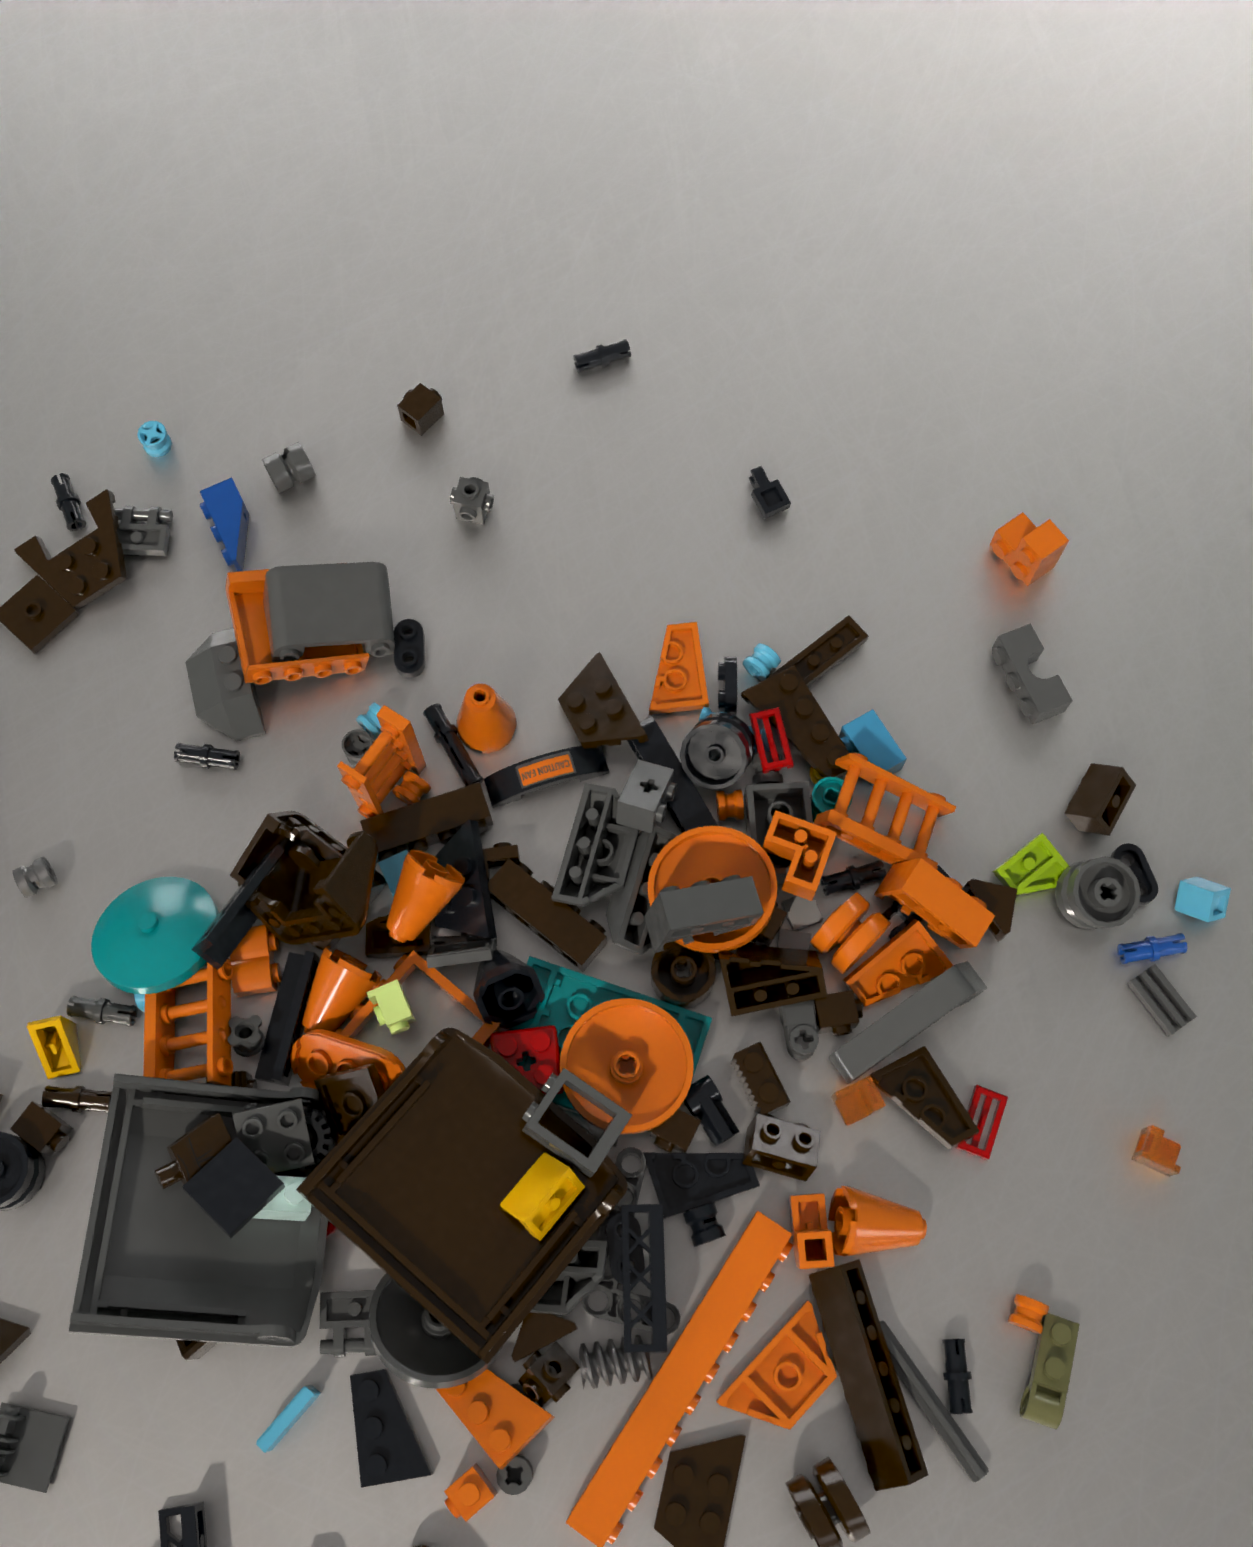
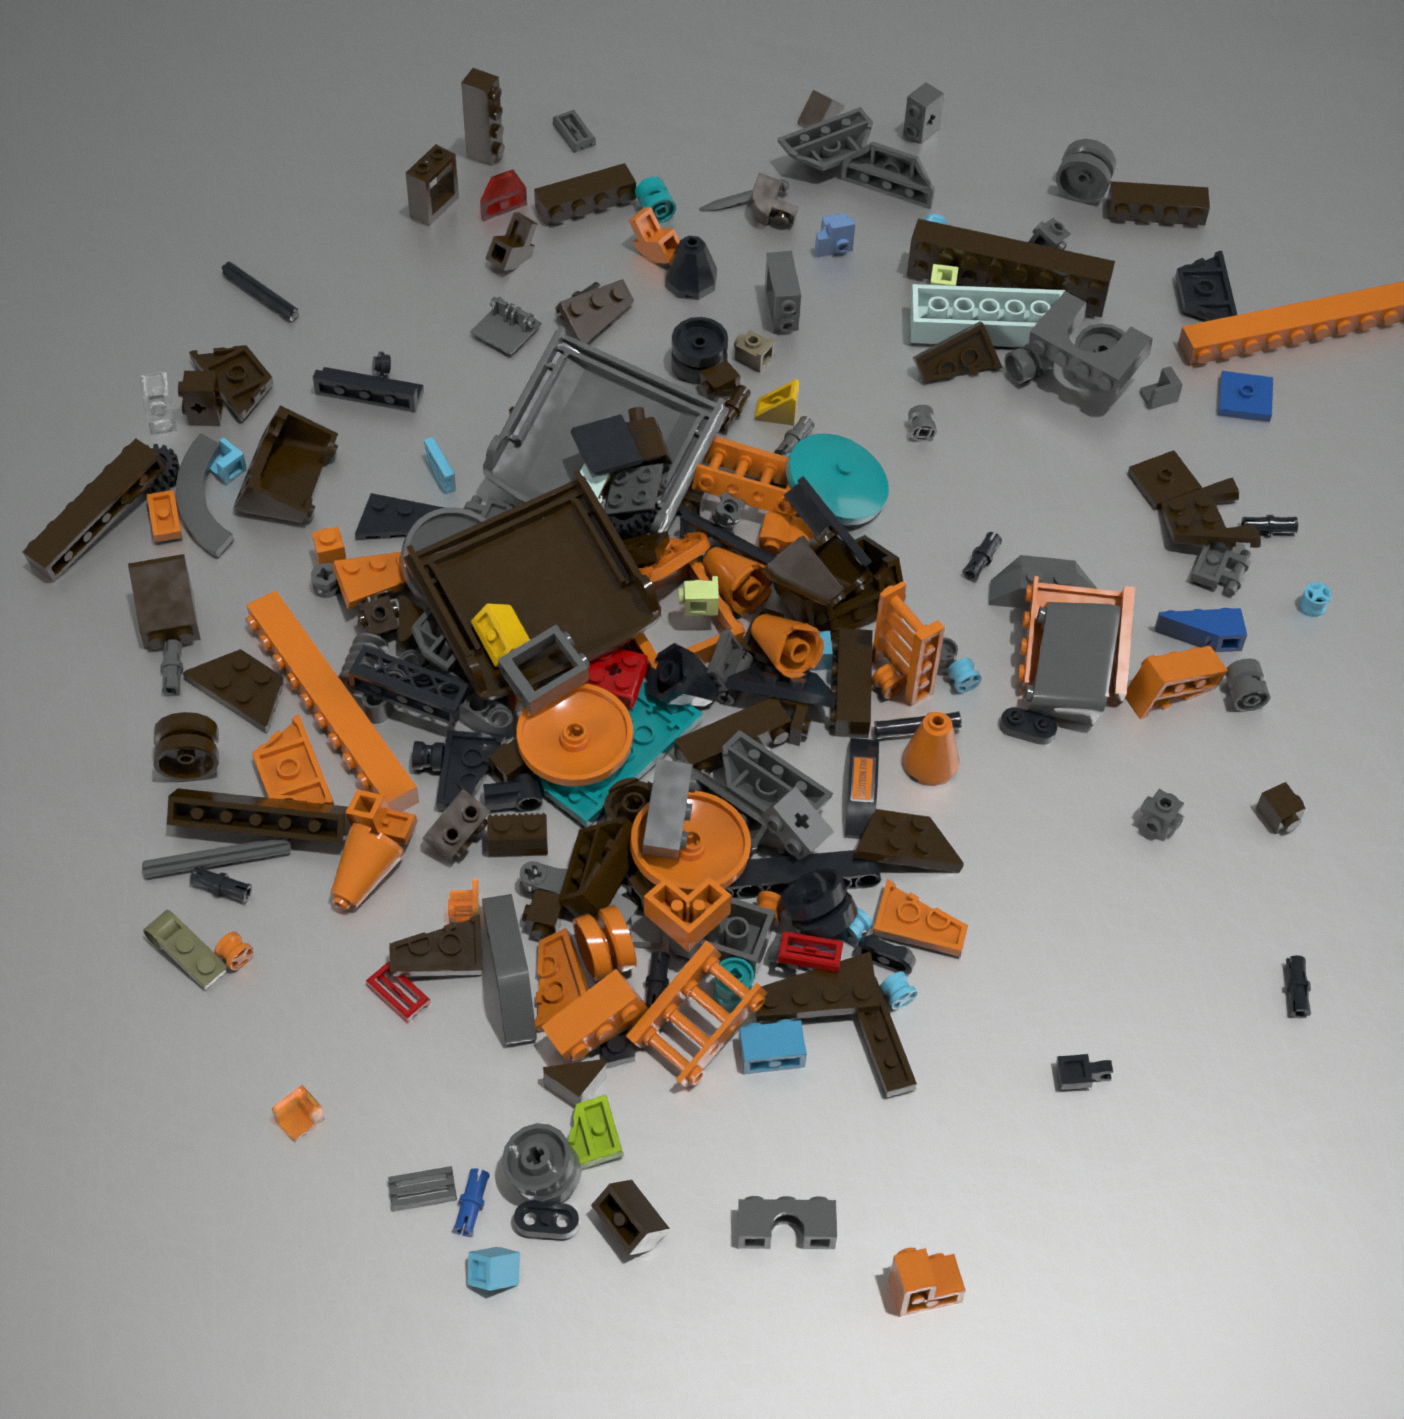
camera: 110 degrees right, 15 degrees down
(306, 527) = (1173, 677): none -> orange wedge

